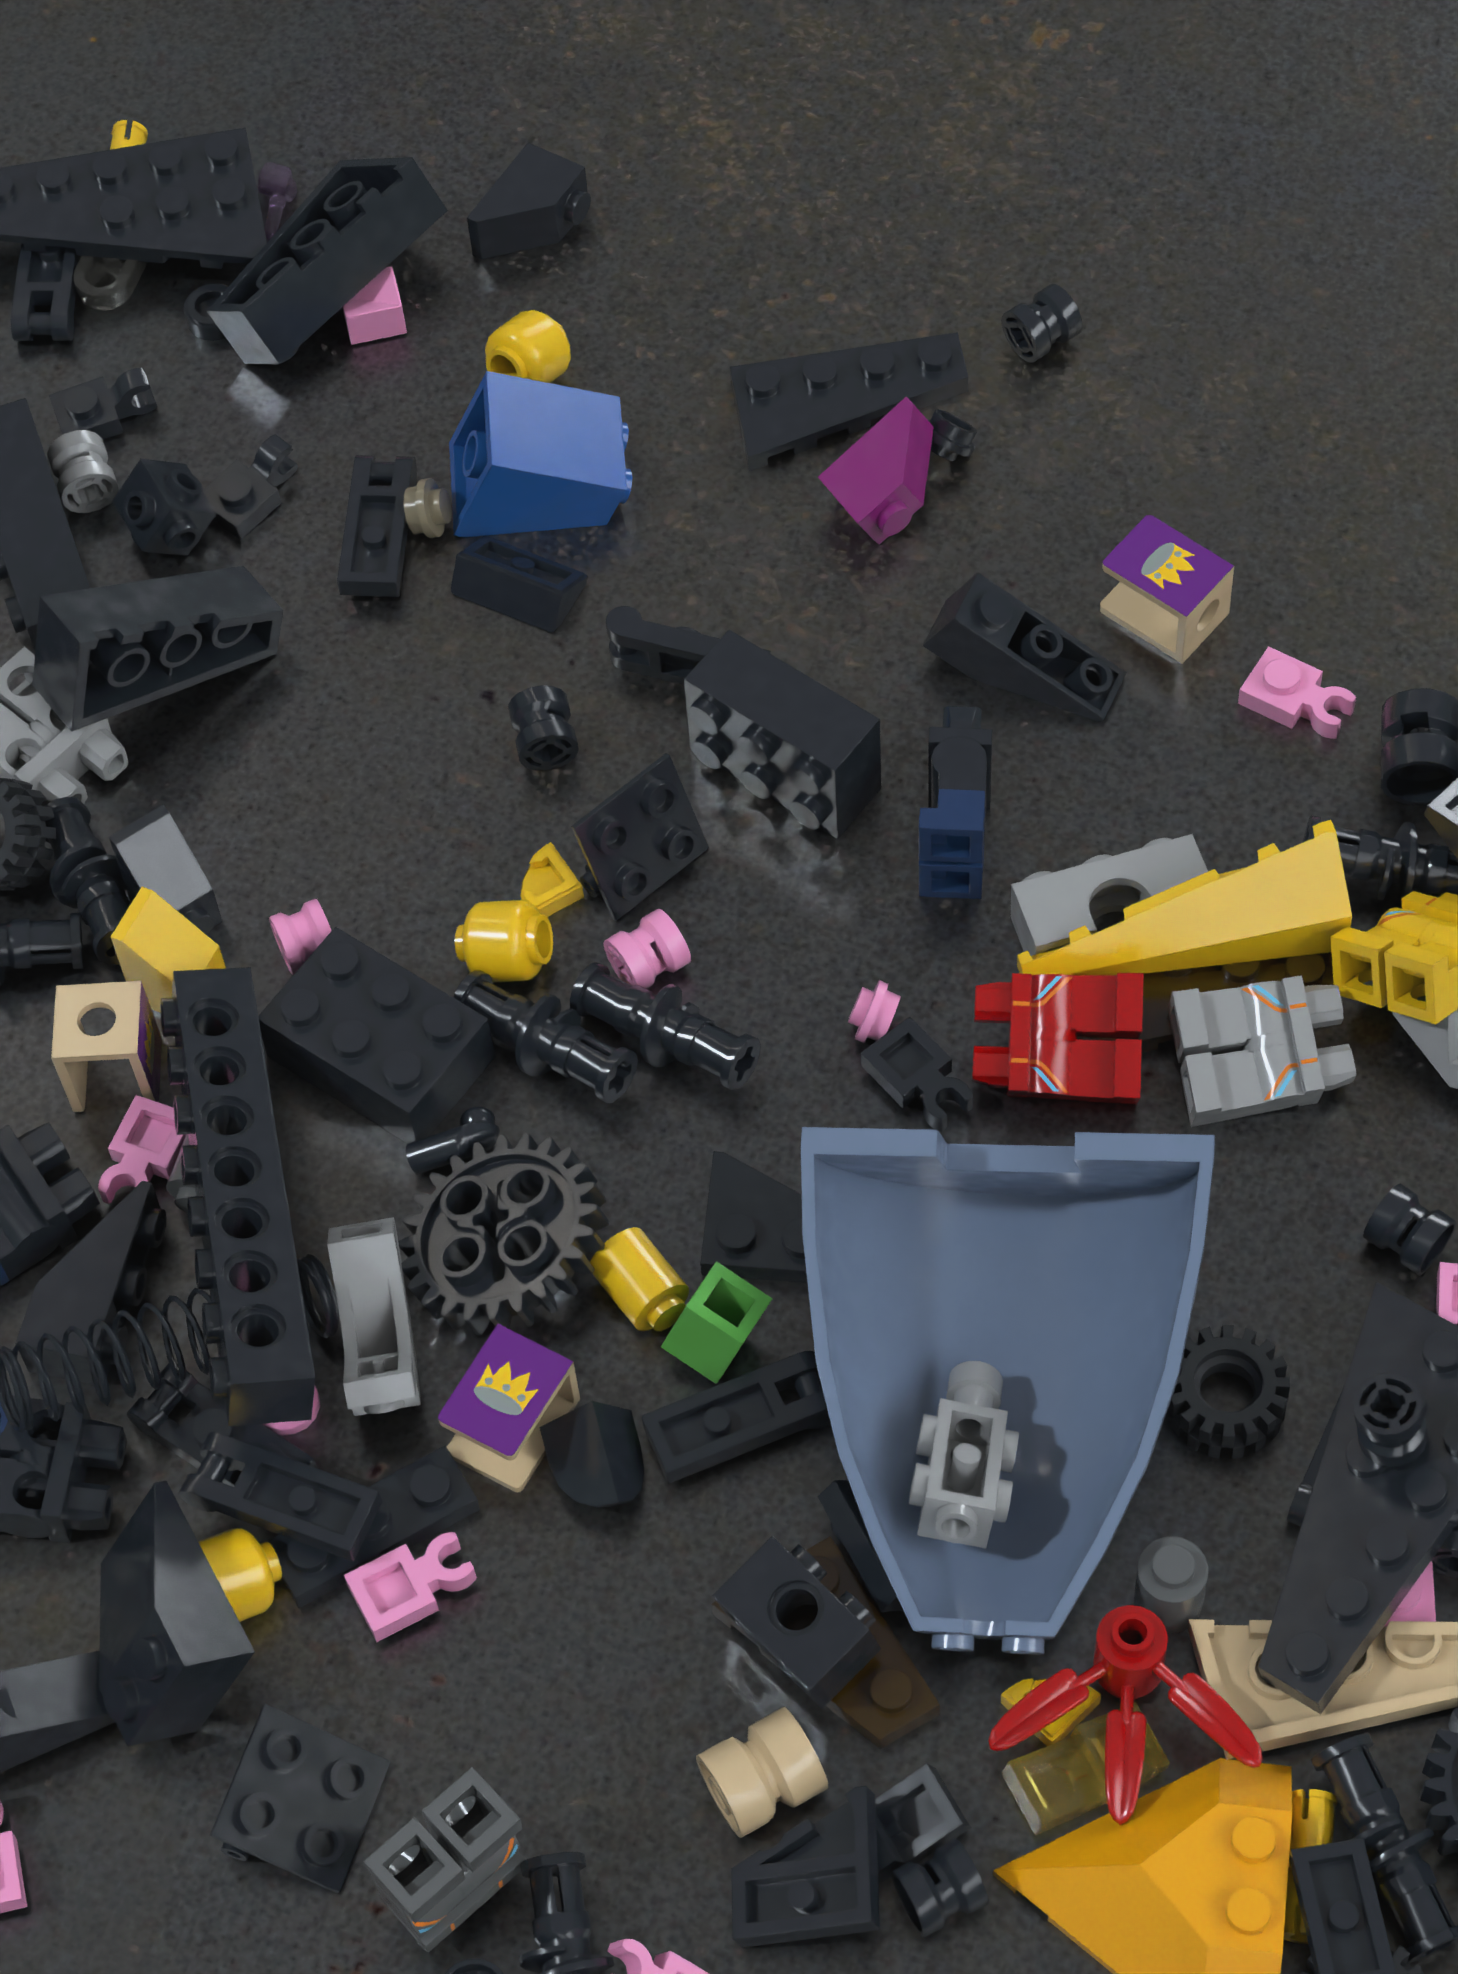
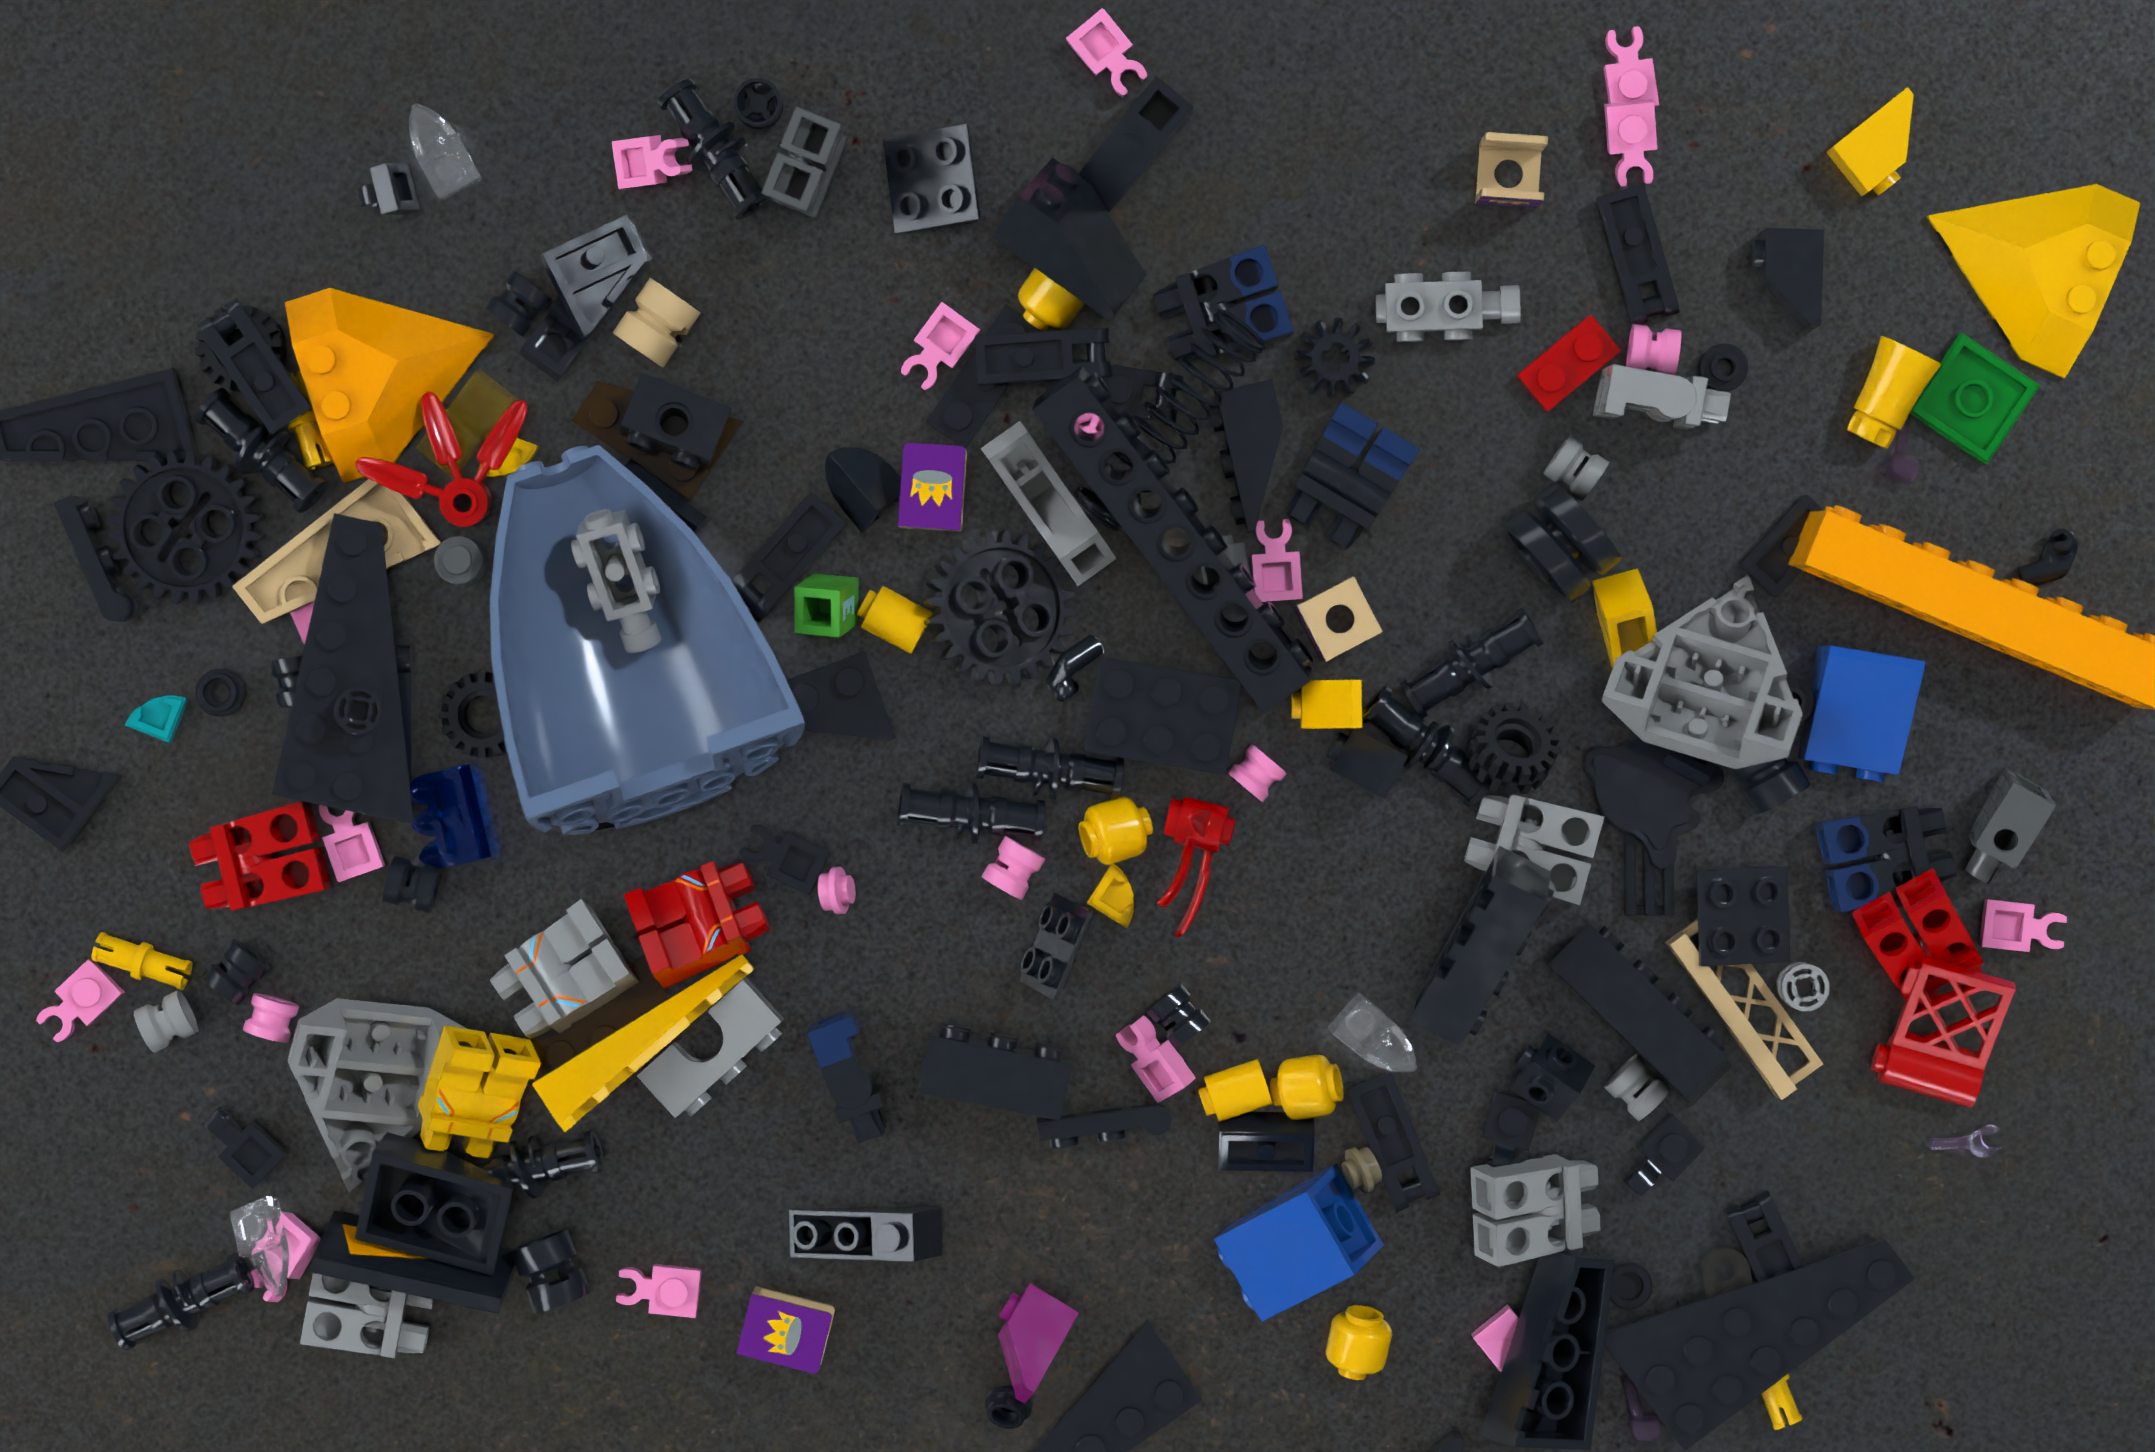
camera: 150 degrees right, 30 degrees up
(265, 390) = (1532, 1208): none -> light grey hips
(337, 631) = (1373, 1036): none -> clear plate
(405, 909) = (1197, 826): none -> red plant
(438, 603) = (1307, 1087): none -> yellow head
(520, 631) = (1235, 1091): none -> yellow brick
(595, 687) = (1157, 1064): none -> bright pink plate
(1322, 1286) = (451, 817): none -> clear blue plate

